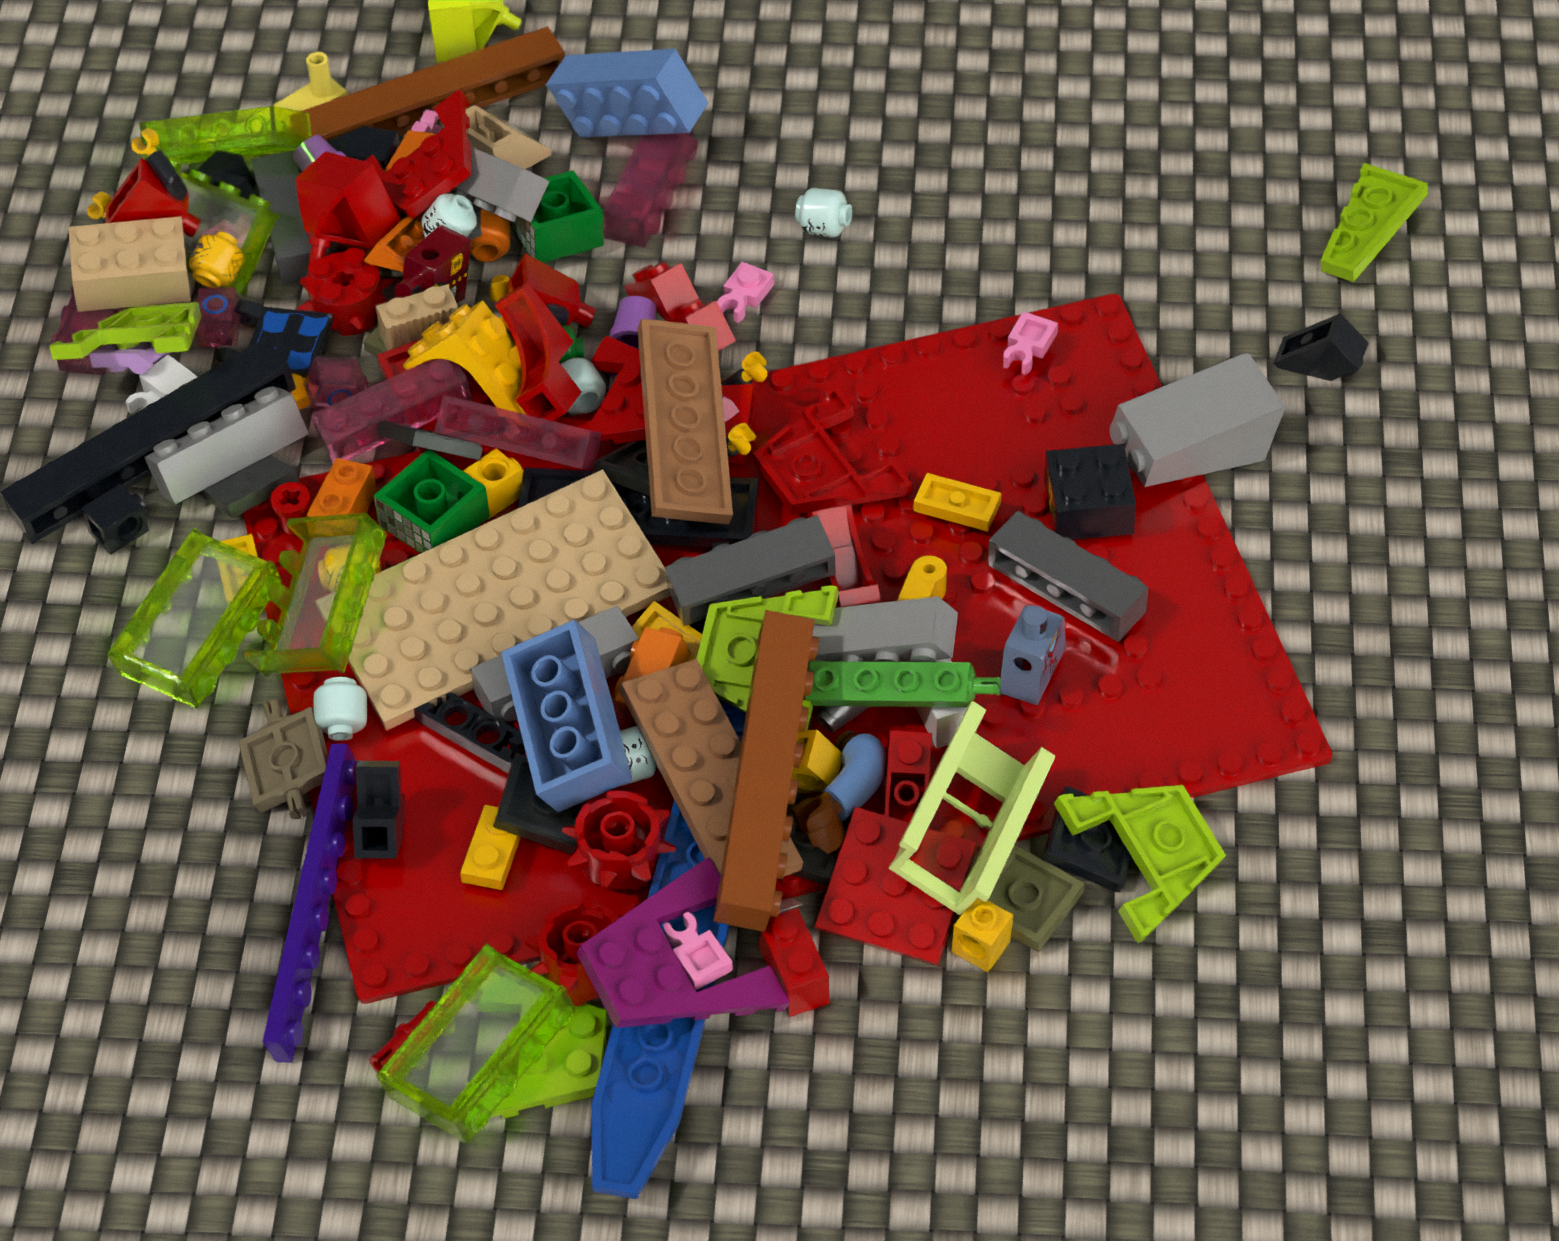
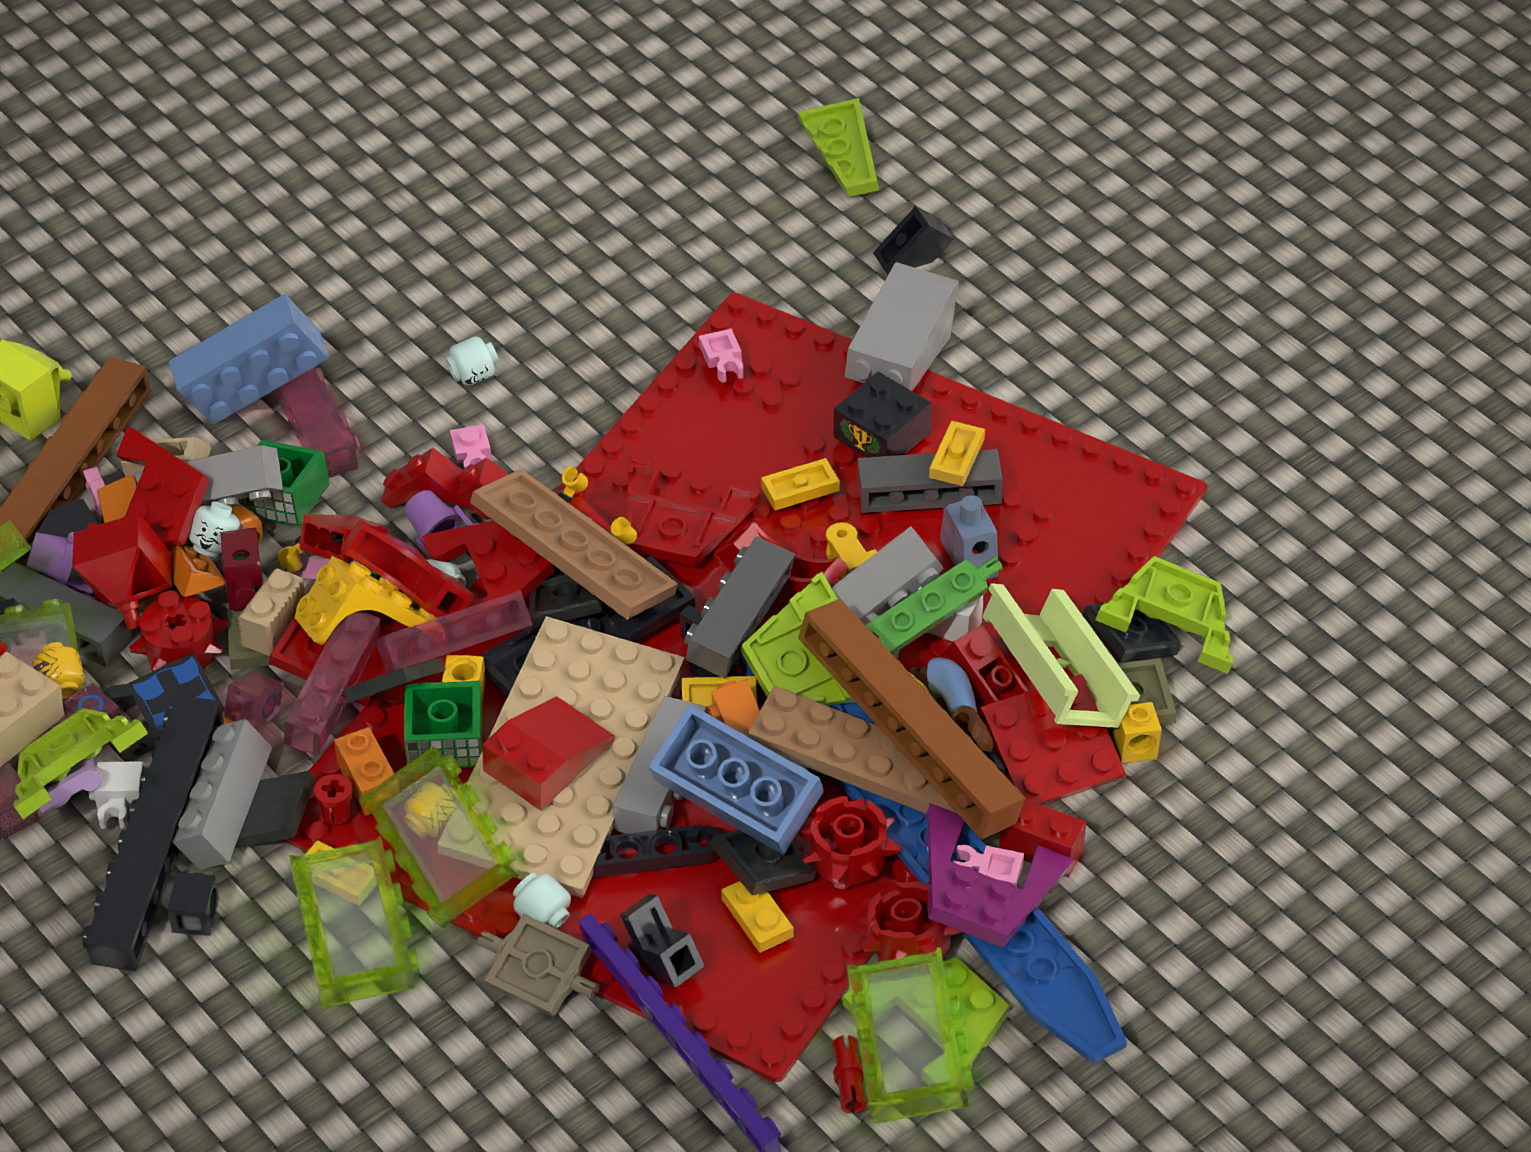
camera: 45 degrees left, 5 degrees down
(468, 579) = (543, 750): none -> red slope
(1098, 564) = (957, 453): none -> yellow plate

